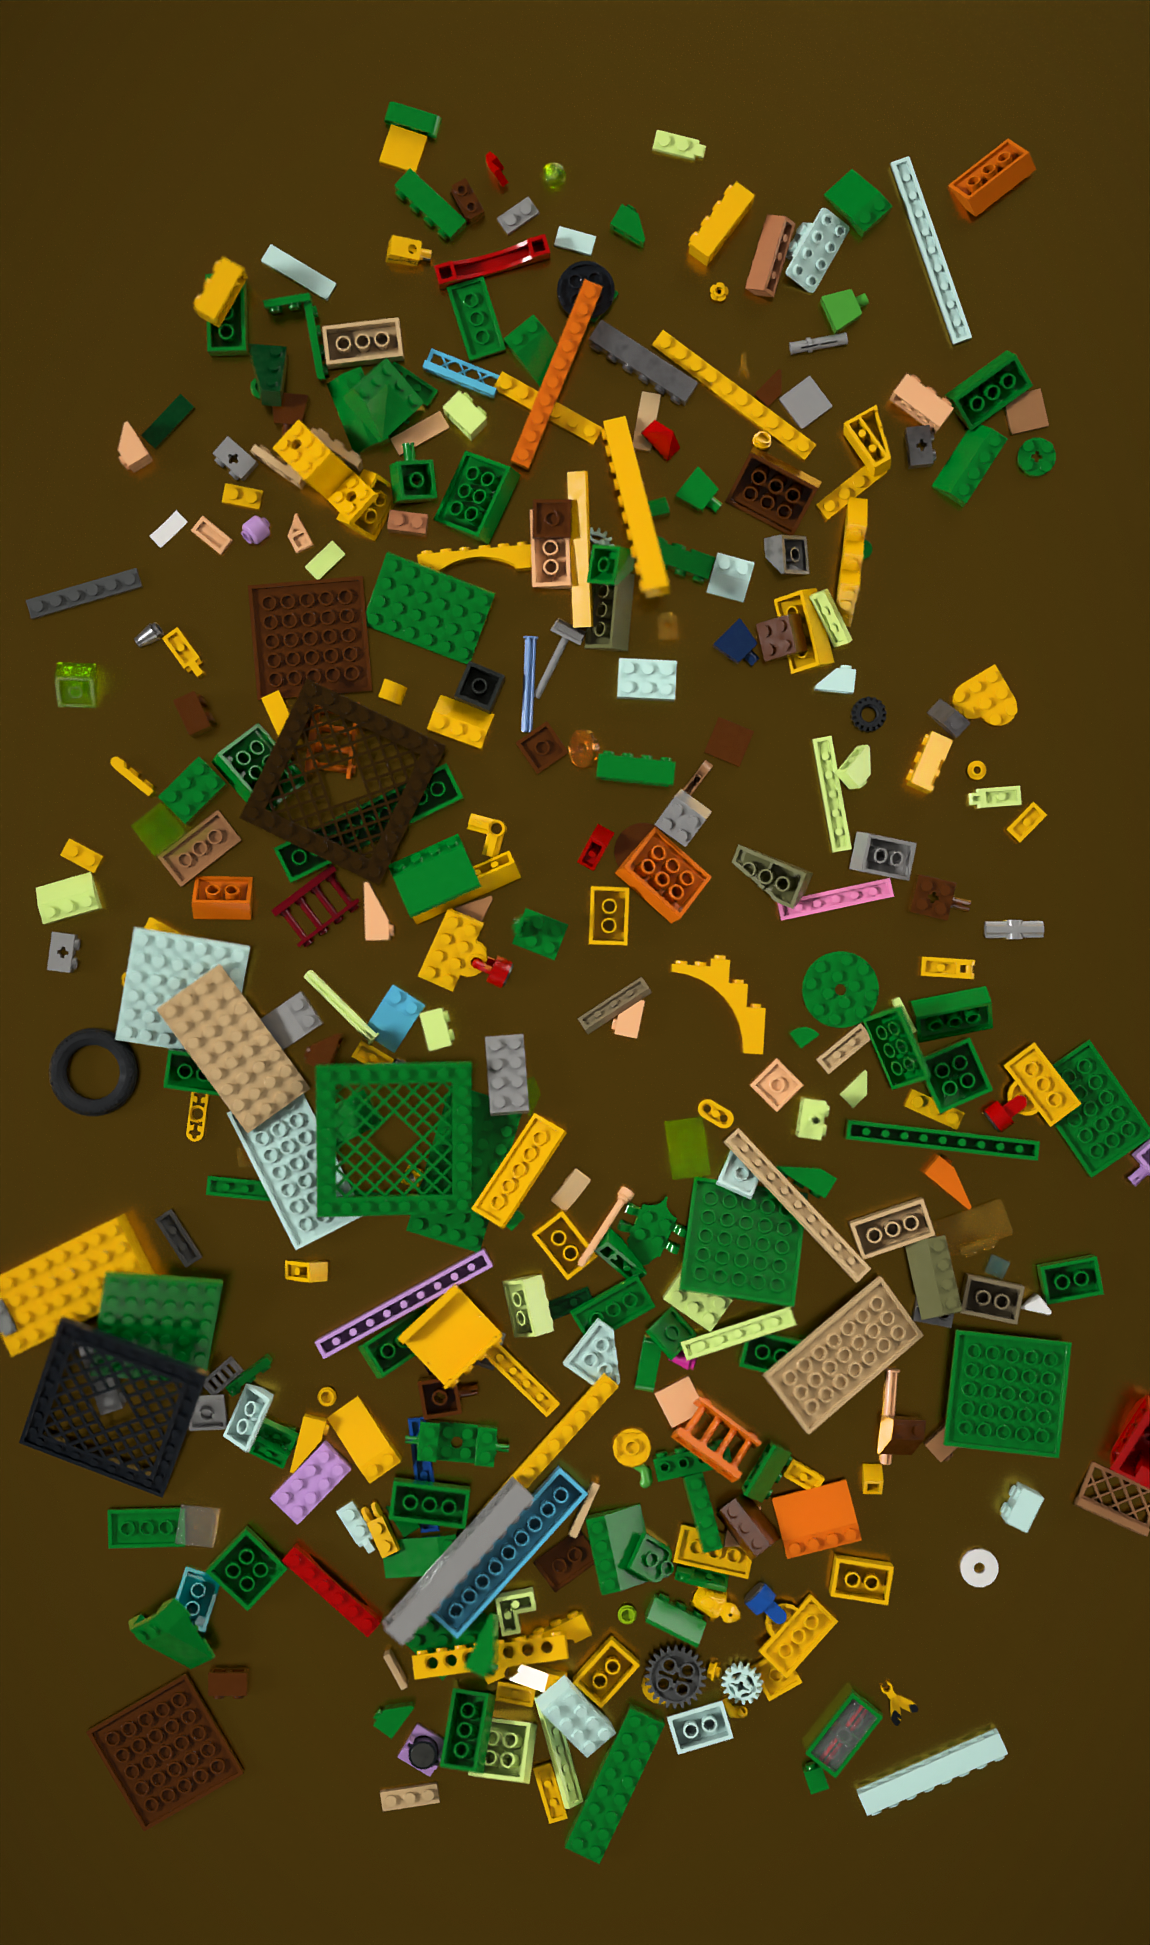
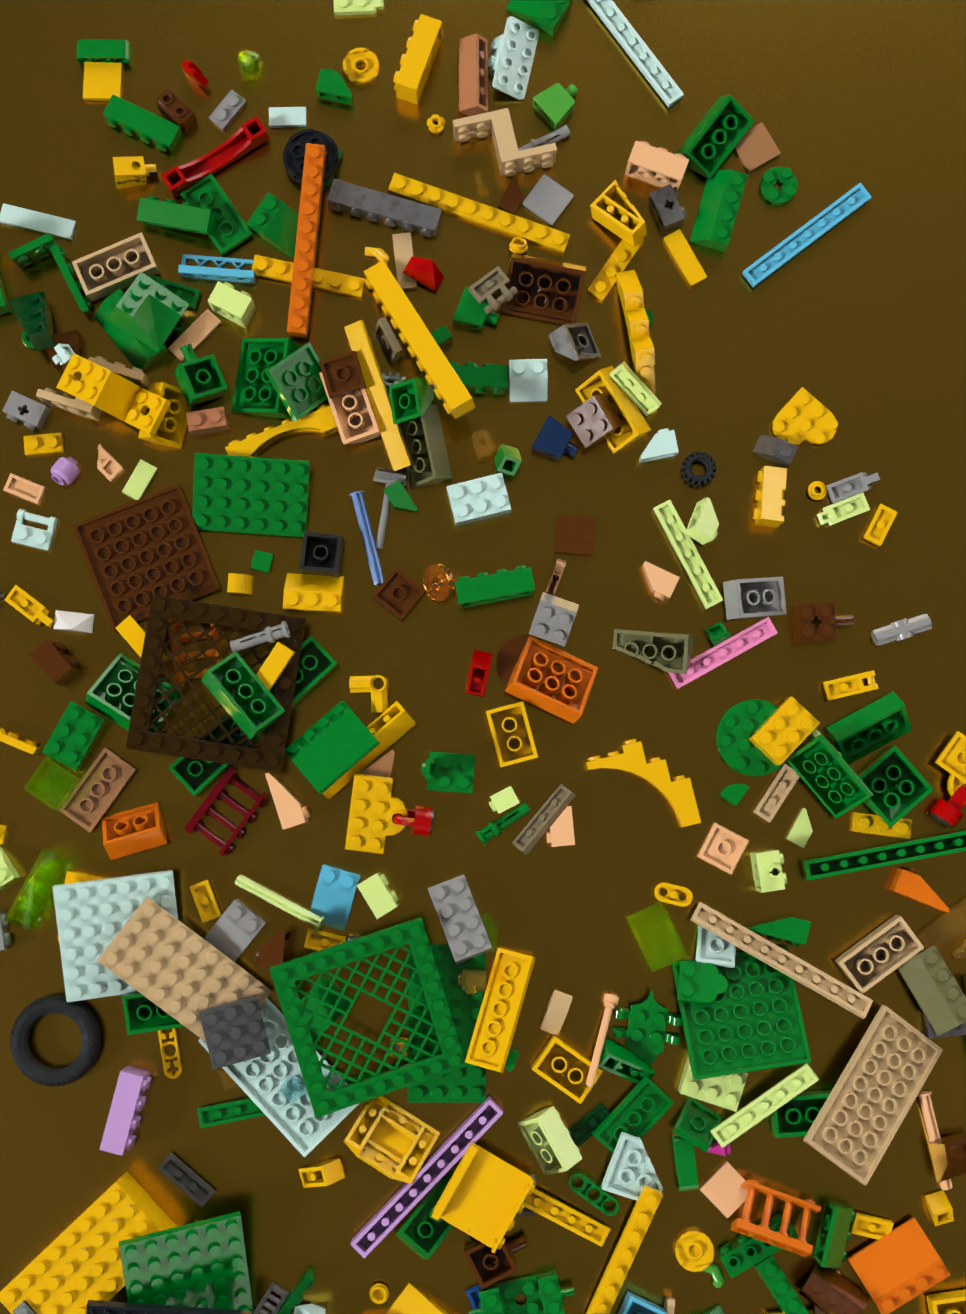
camera: 20 degrees left, 5 degrees down
(118, 925) = (38, 890): none -> clear neon green slope
(140, 1156) = (125, 1110): none -> lavender brick
(206, 584) = (33, 536): none -> light aqua plate
(222, 679) = (74, 621): none -> white slope
(264, 1115) = (234, 1032): none -> dark grey plate
(271, 984) = (205, 901): none -> yellow plate
(289, 416) = (63, 355): none -> light aqua tile
(302, 1184) = (291, 1089): none -> clear light blue plate
(365, 801) = (242, 695): none -> green slope
(380, 1259) = (391, 1139): none -> yellow slope
(398, 786) = (274, 665): none -> yellow tile
(407, 751) = (269, 635): none -> light grey pin
(420, 676) = (262, 561): none -> green tile
(437, 310) = (176, 216): none -> green brick
(501, 1135) = (472, 980): none -> clear yellow brick
(507, 512) = (298, 381): none -> green plate
(550, 1357) = (598, 1201): none -> green beam
(565, 1000) = (495, 828): none -> green pin
(571, 653) = (399, 496): none -> green tile
(582, 976) = (503, 800): none -> yellowish green slope
(605, 498) = (387, 341): none -> dark tan plate
(623, 406) = (379, 253): none -> yellow arm
(667, 200) = (365, 76): none -> yellow tile
(686, 649) = (507, 459): none -> green brick
(714, 1203) = (699, 982): none -> green plate
(720, 473) = (488, 286): none -> dark tan plate
(780, 333) = (499, 125): none -> tan bracket
(796, 812) = (659, 581): none -> light nougat slope
(836, 879) = (717, 633): none -> green tile
(868, 991) = (784, 731): none -> yellow brick
(921, 501) = (685, 258): none -> yellow tile
(1010, 776) = (851, 486): none -> light grey hinge
(1047, 515) = (806, 235): none -> medium azure plate

